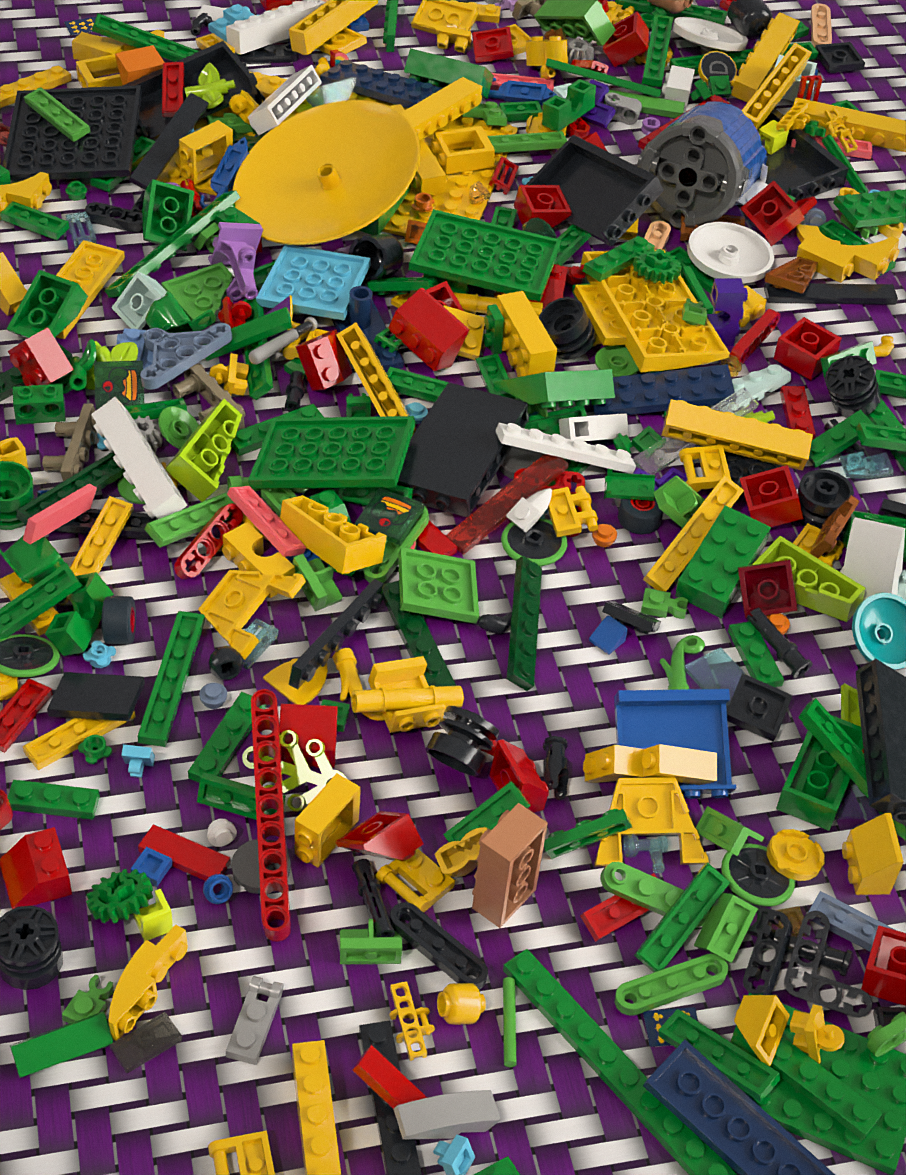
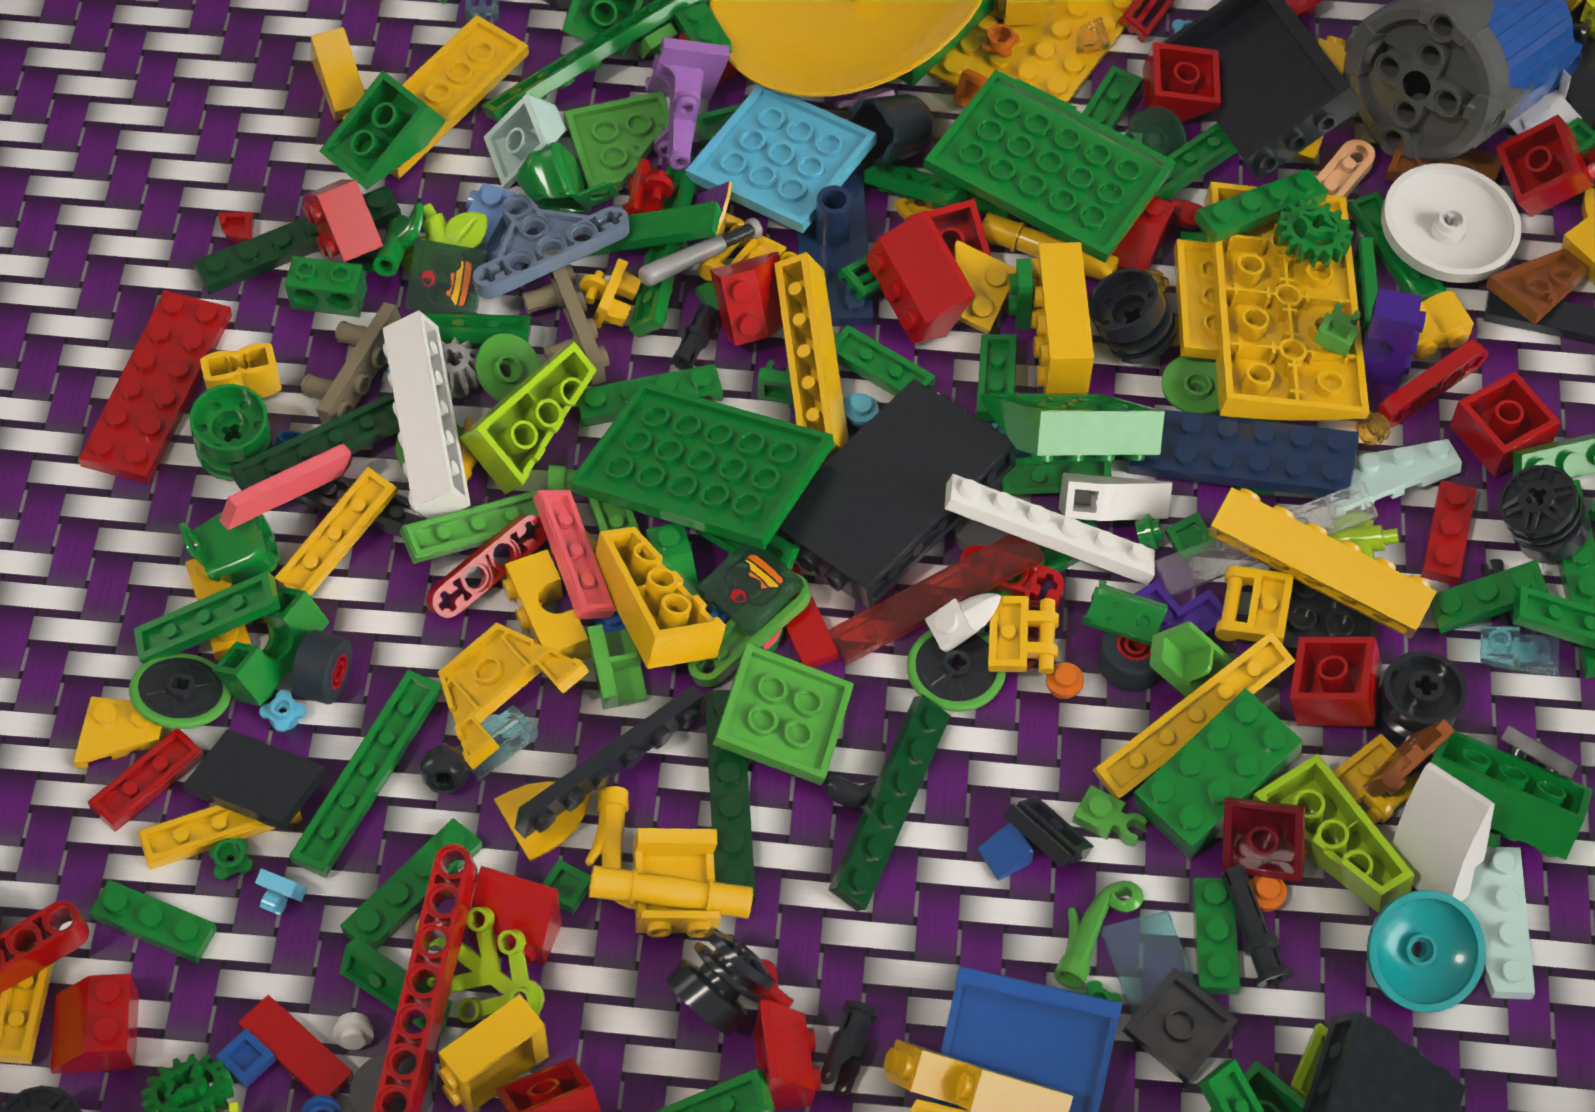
camera: 20 degrees right, 10 degrees up
(213, 695) = (414, 813): sand blue plate -> none

